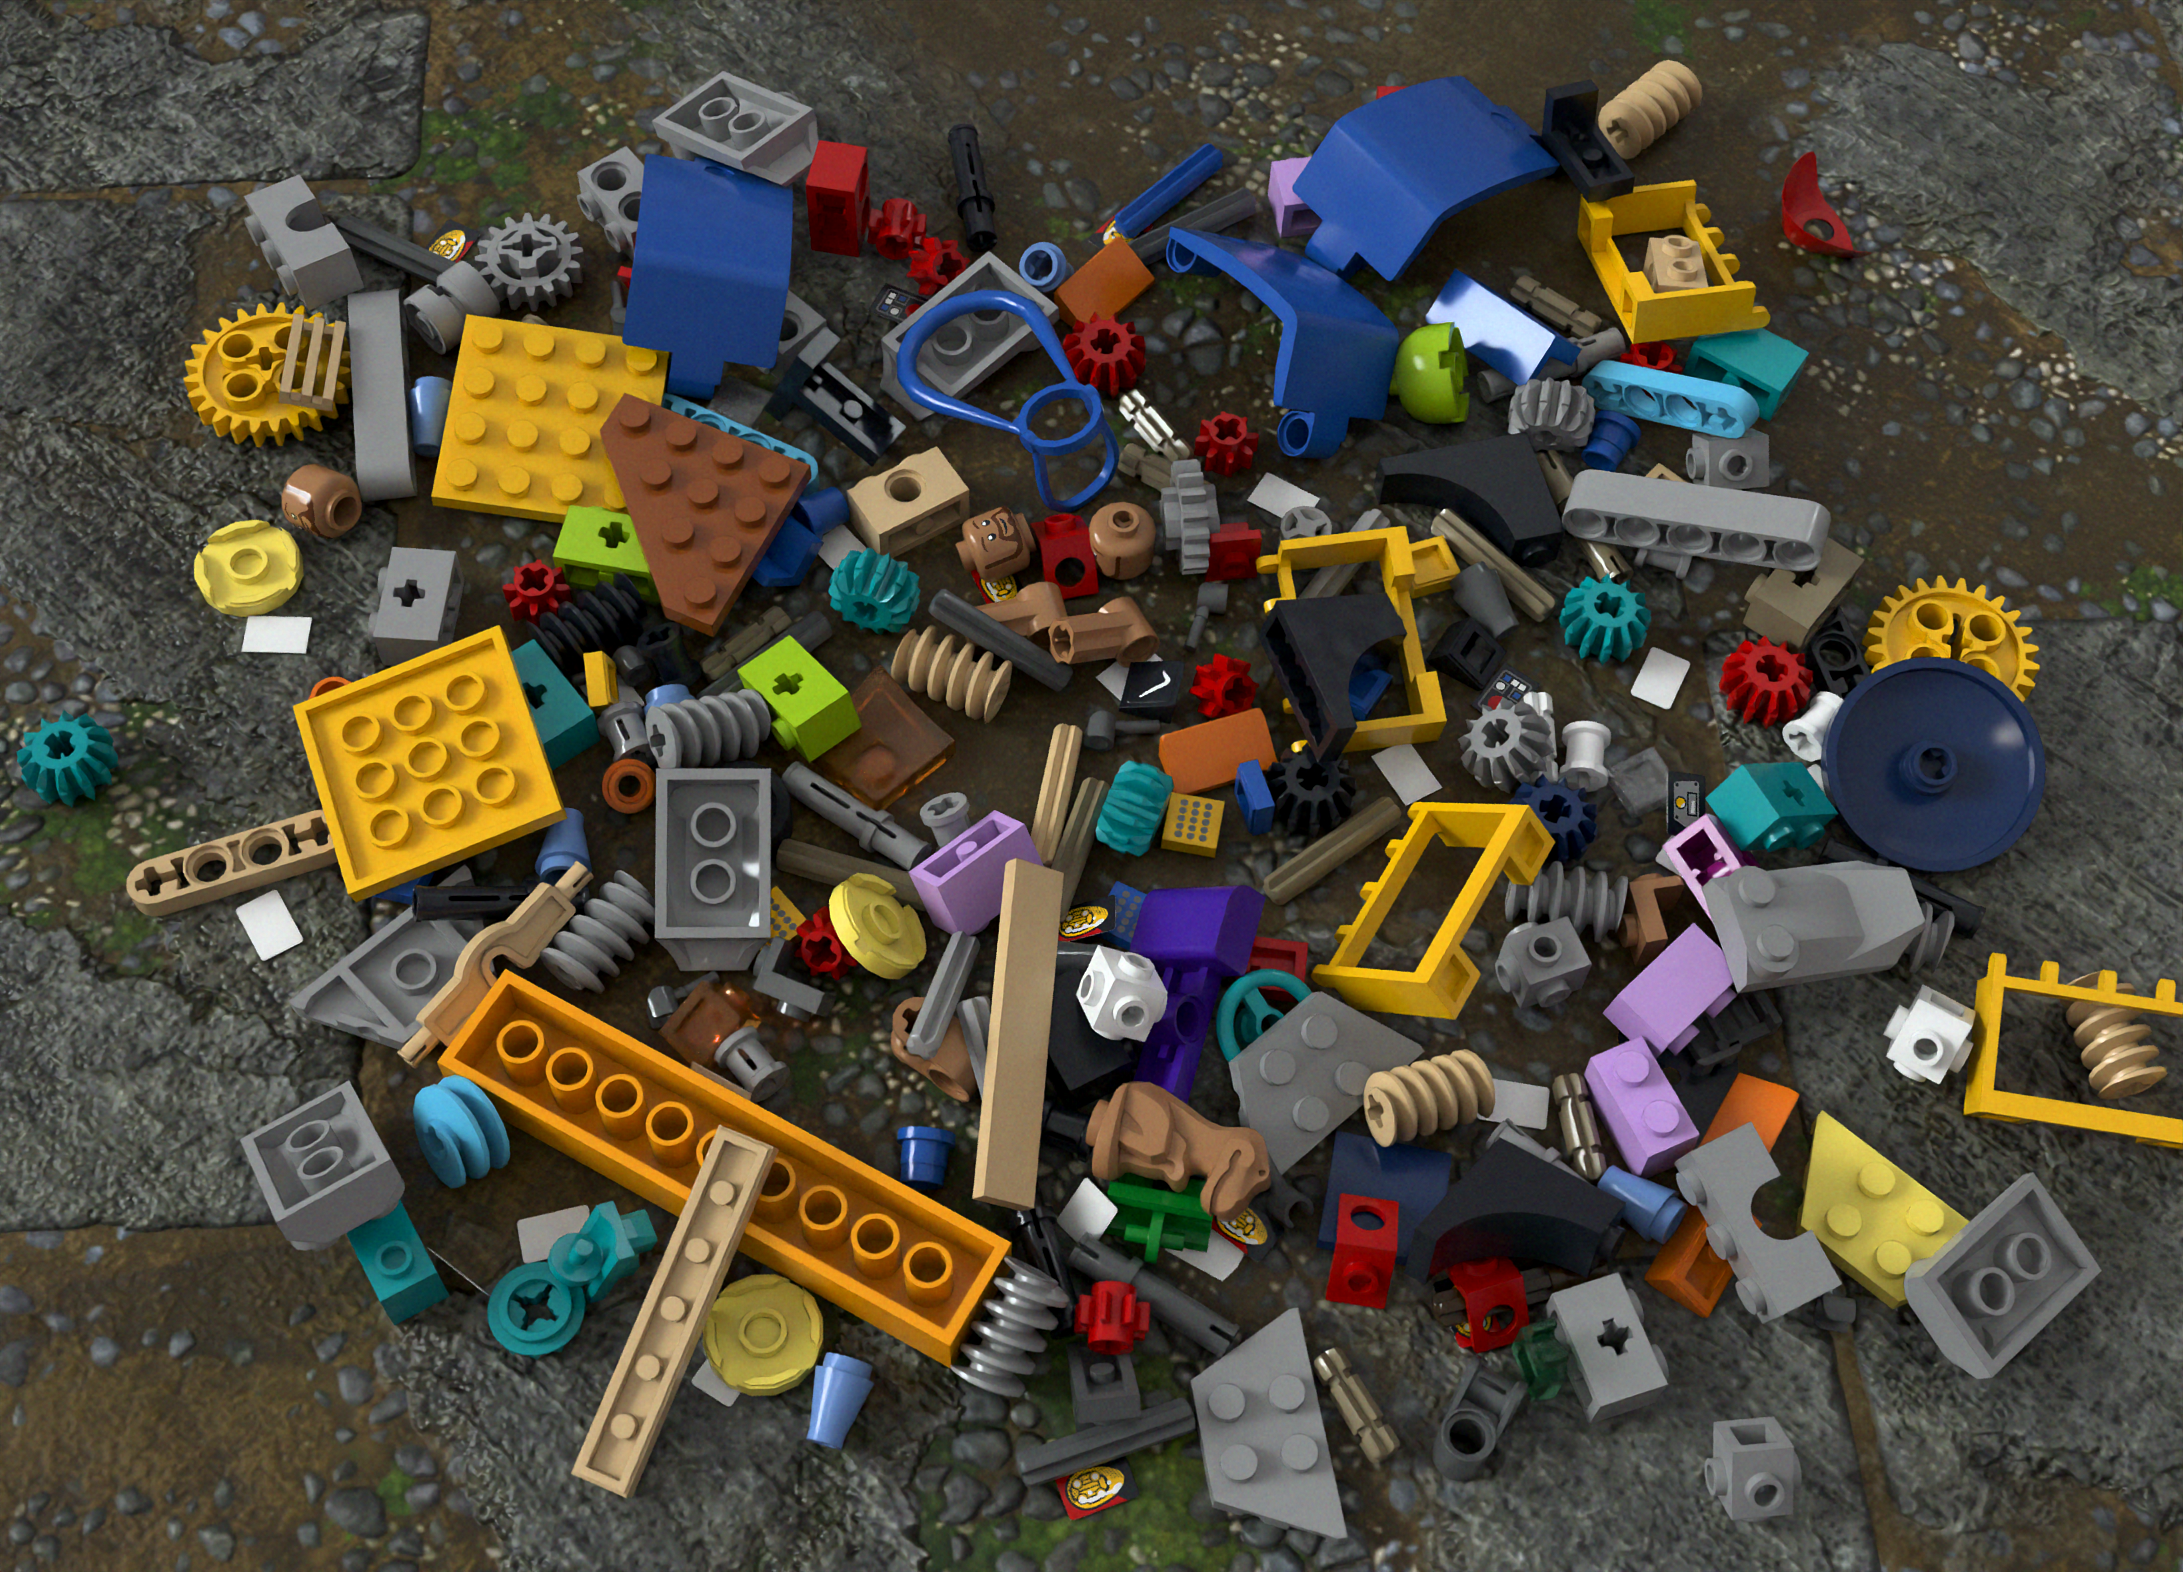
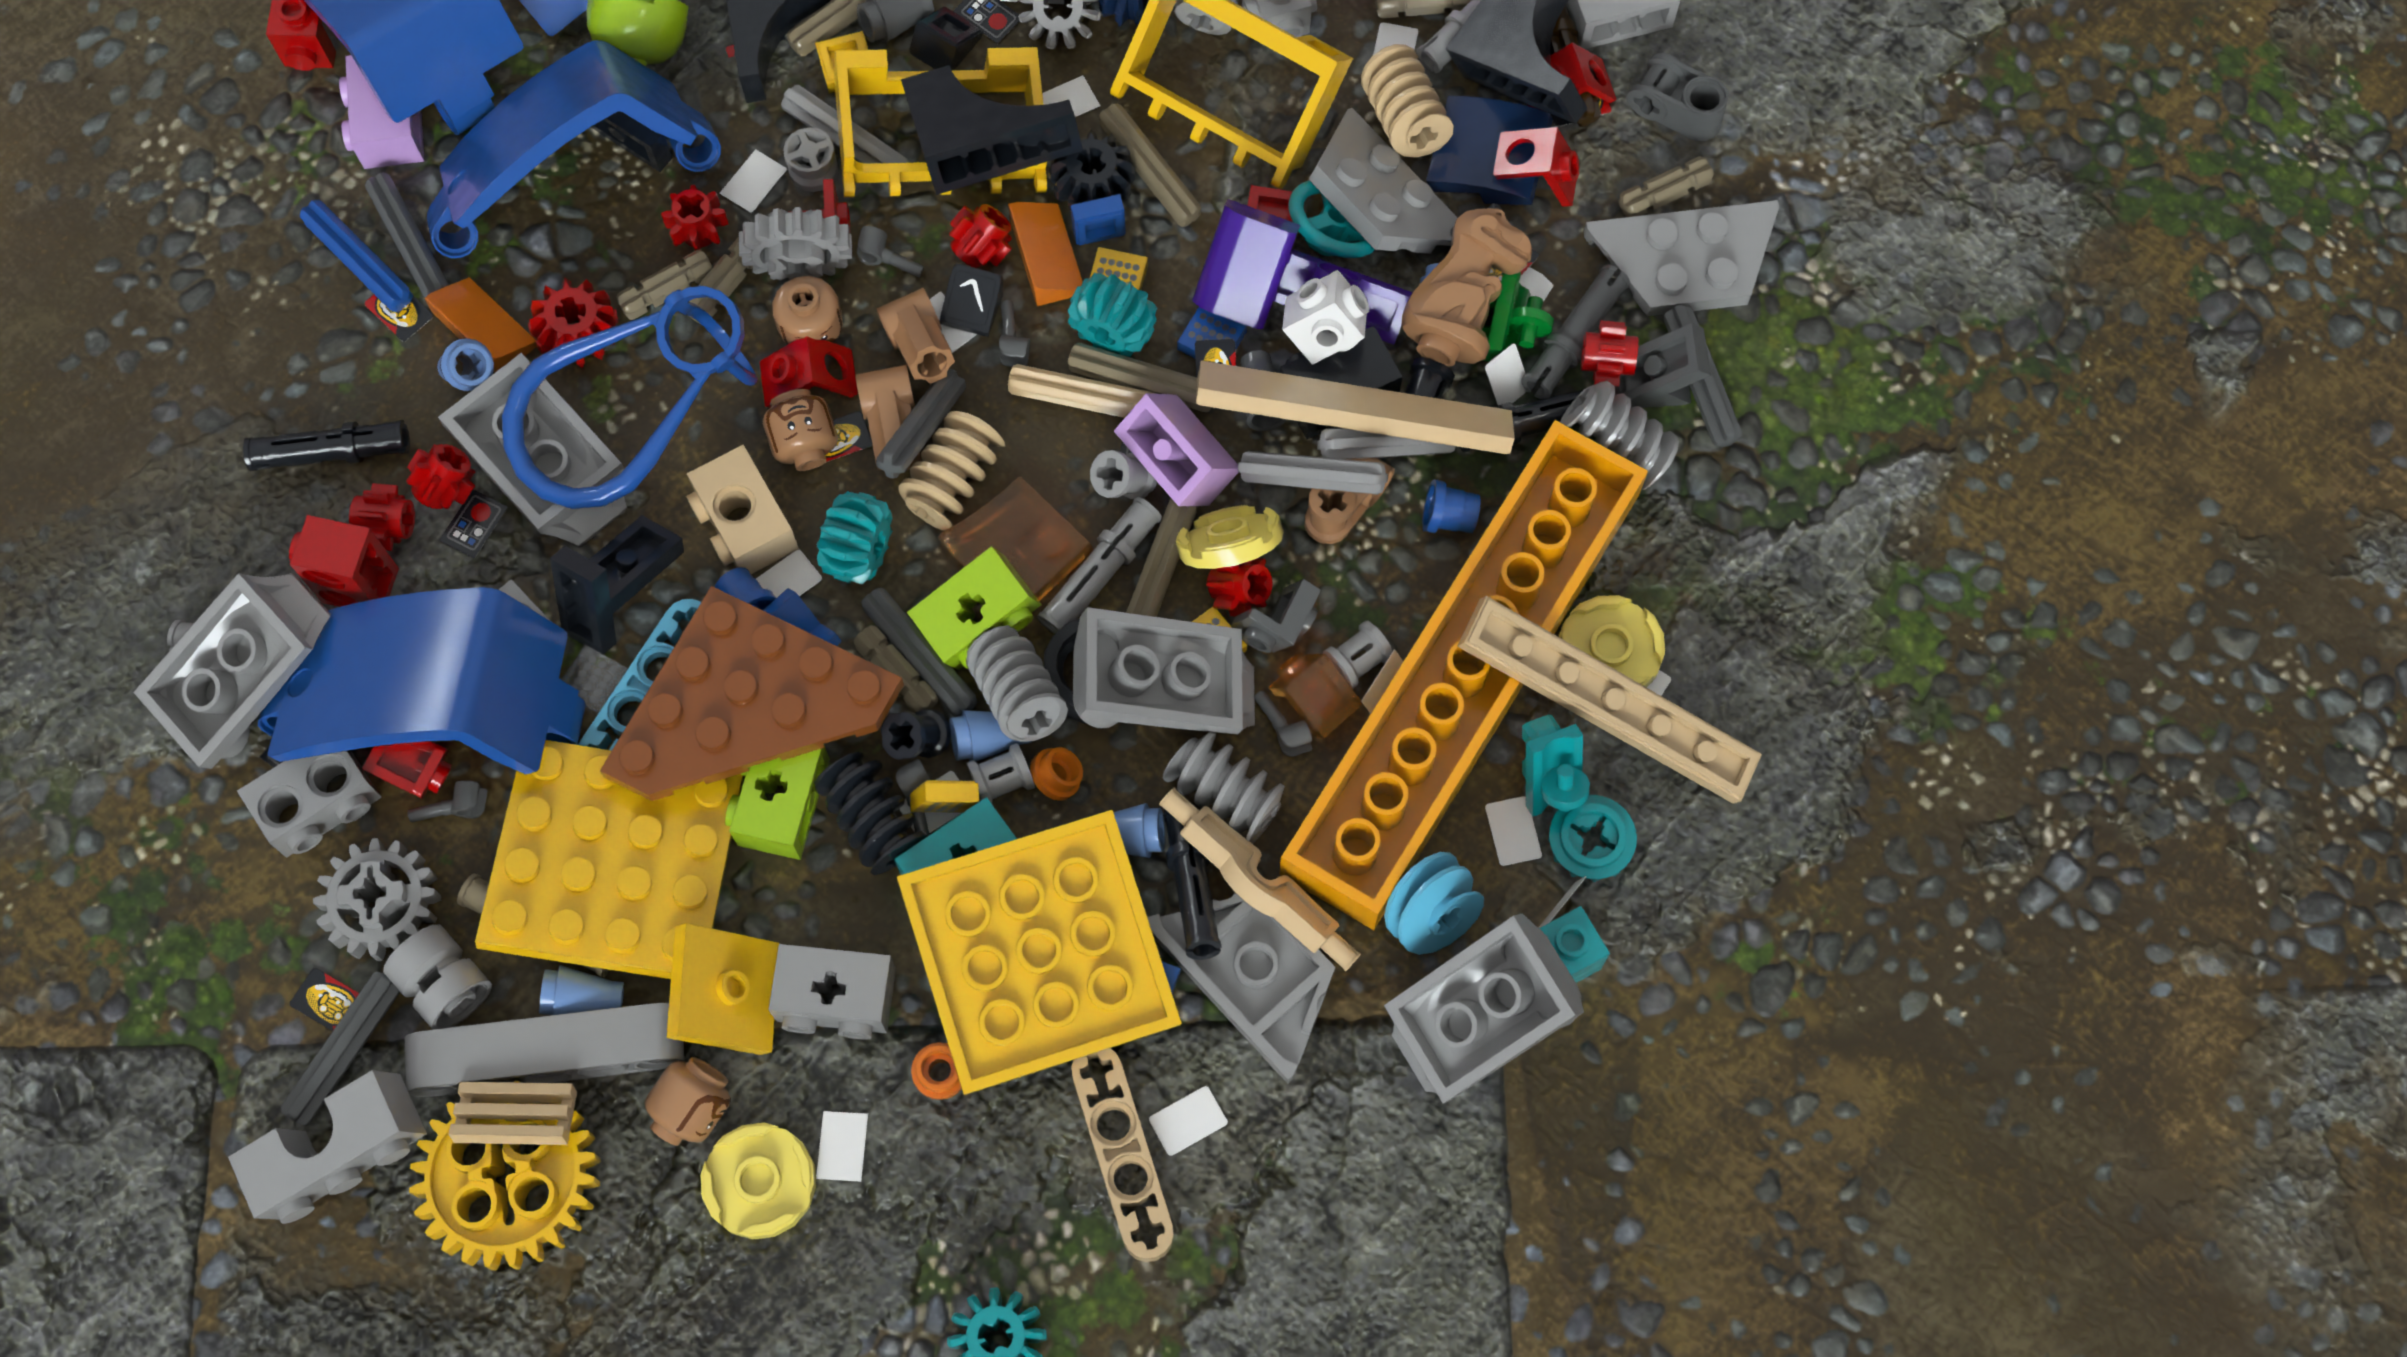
camera: 85 degrees left, 10 degrees up
(418, 508) = (721, 989): none -> yellow plate
(536, 591) = (829, 857): red gear -> none
(837, 1398) = (1671, 582): medium blue cone -> none
(1097, 1488) = (1738, 388): sticker -> none
(1540, 1359) = (1634, 42): clear green plate -> none

